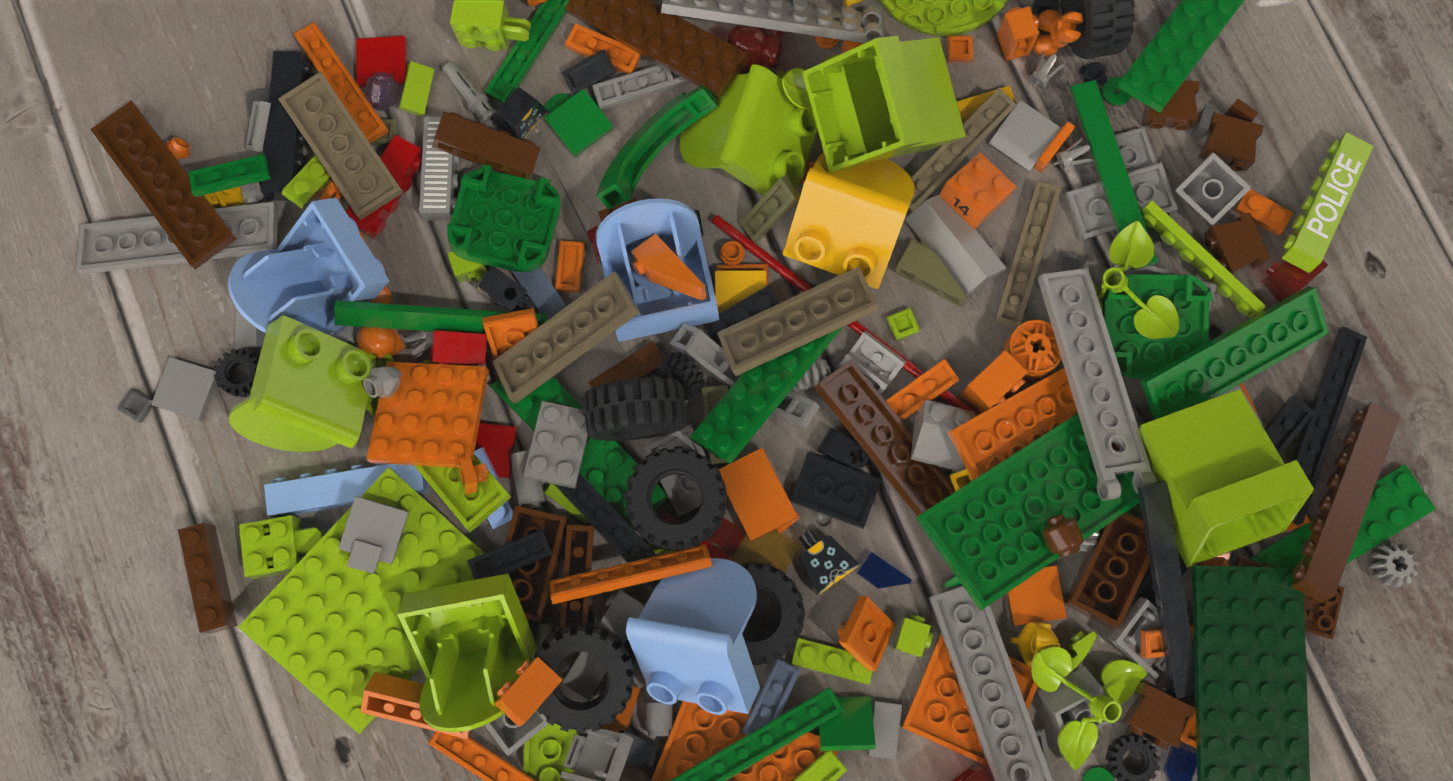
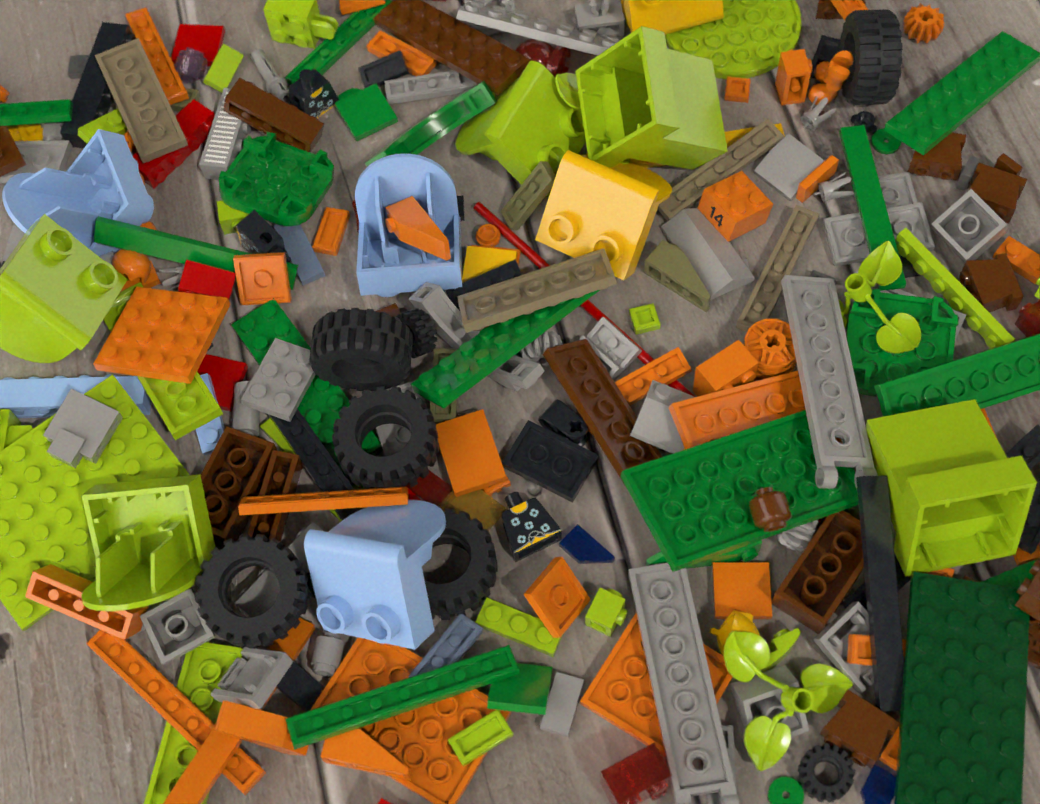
camera: 10 degrees right, 15 degrees down
(257, 126) = (73, 79): light grey tile -> none
(382, 382) = (125, 295): light grey rock -> none
(472, 475) = (189, 384): orange tile -> none
(511, 556) = (216, 469): black tile -> none
(527, 691) = (189, 580): orange brick -> none
(565, 337) = (308, 279): dark tan plate -> none

